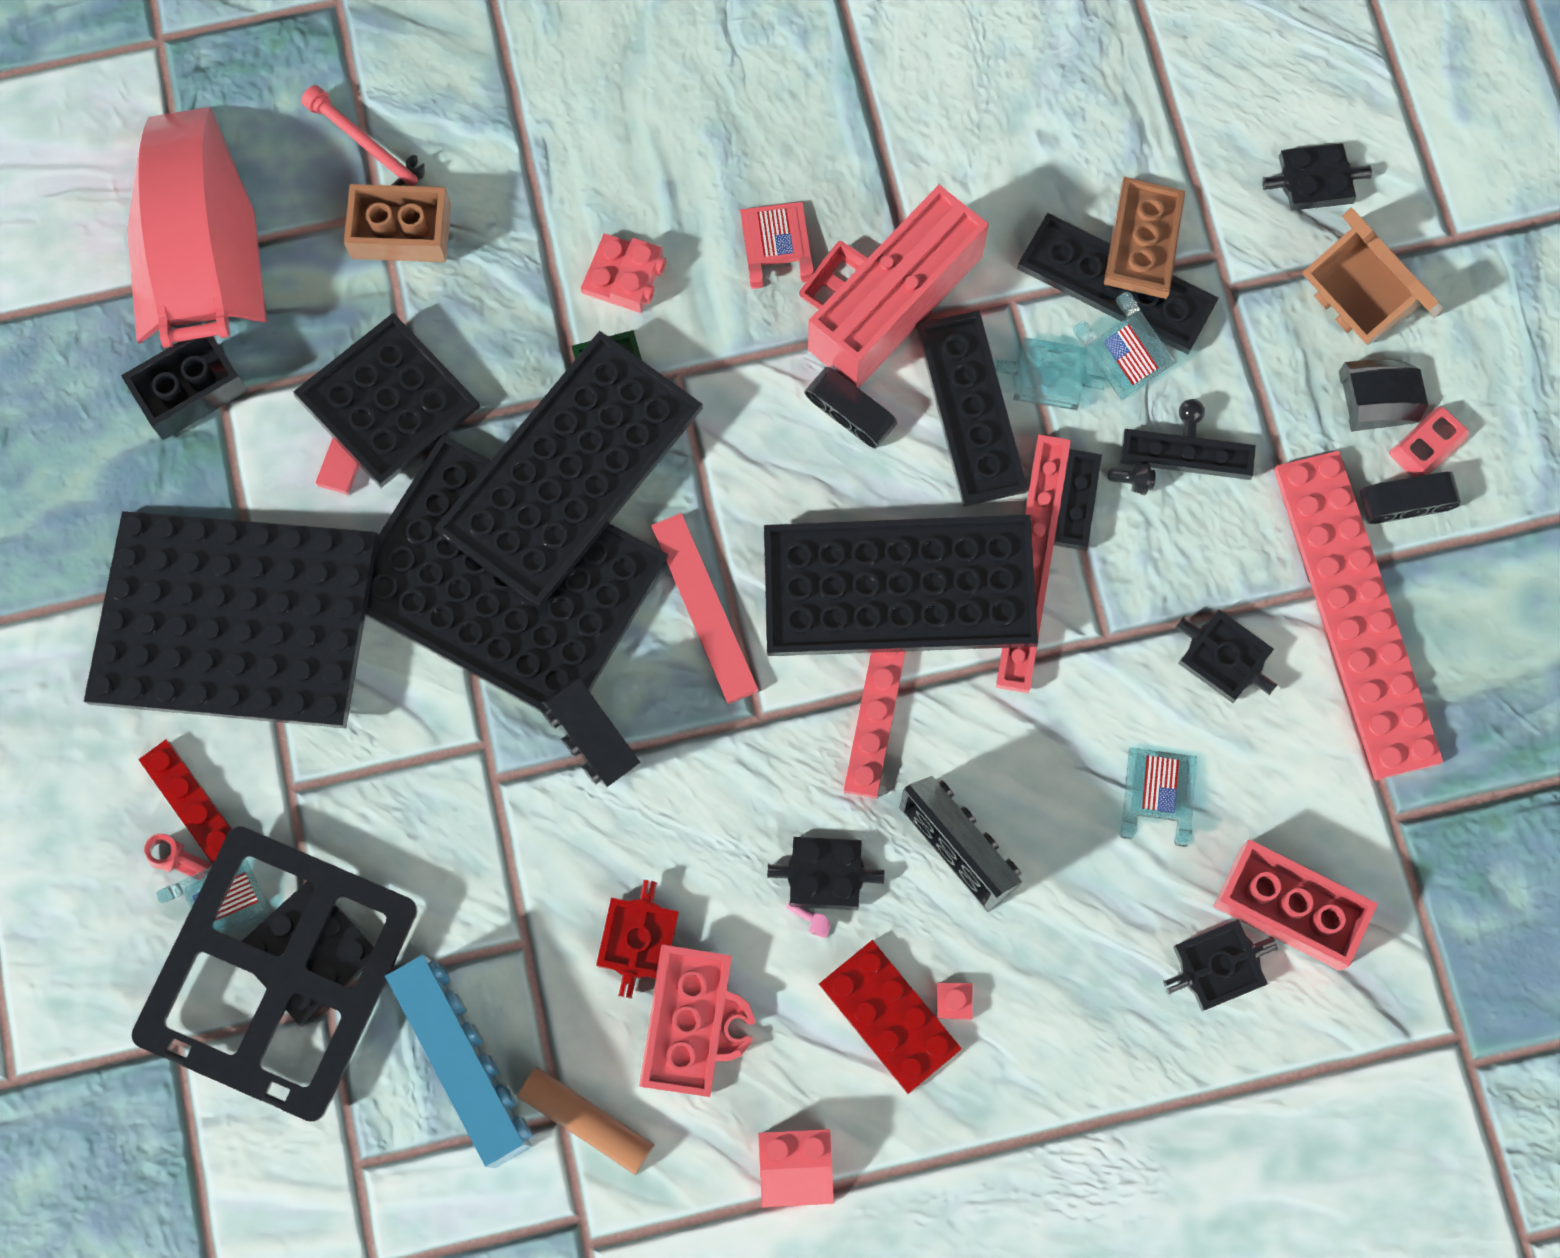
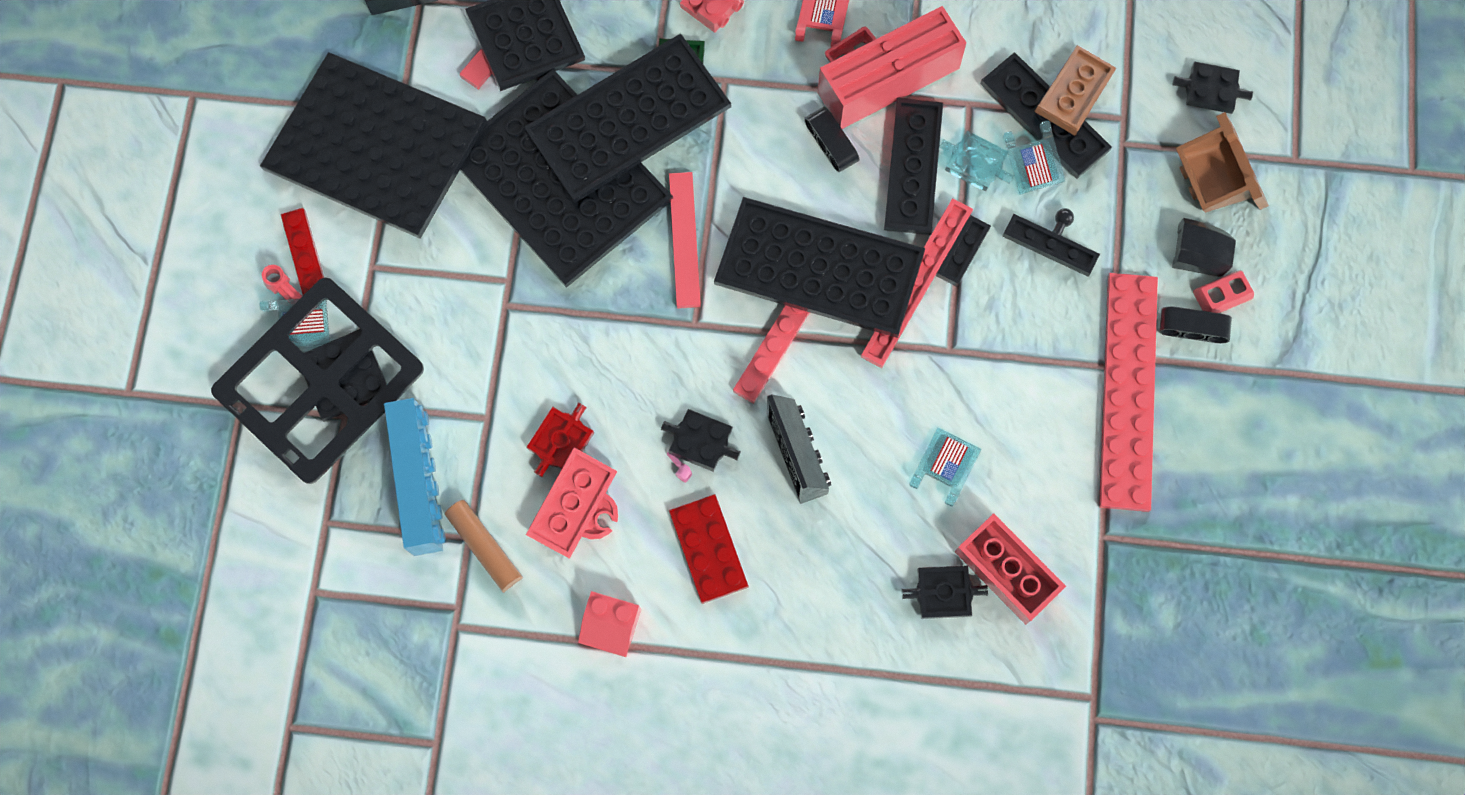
camera: 20 degrees right, 0 degrees up
(589, 733) = (575, 292): black brick -> none
(954, 1001) = (755, 553): coral plate -> none
(1141, 478) = (1012, 250): black plate -> none
(1226, 656) = (1026, 388): black plate -> none

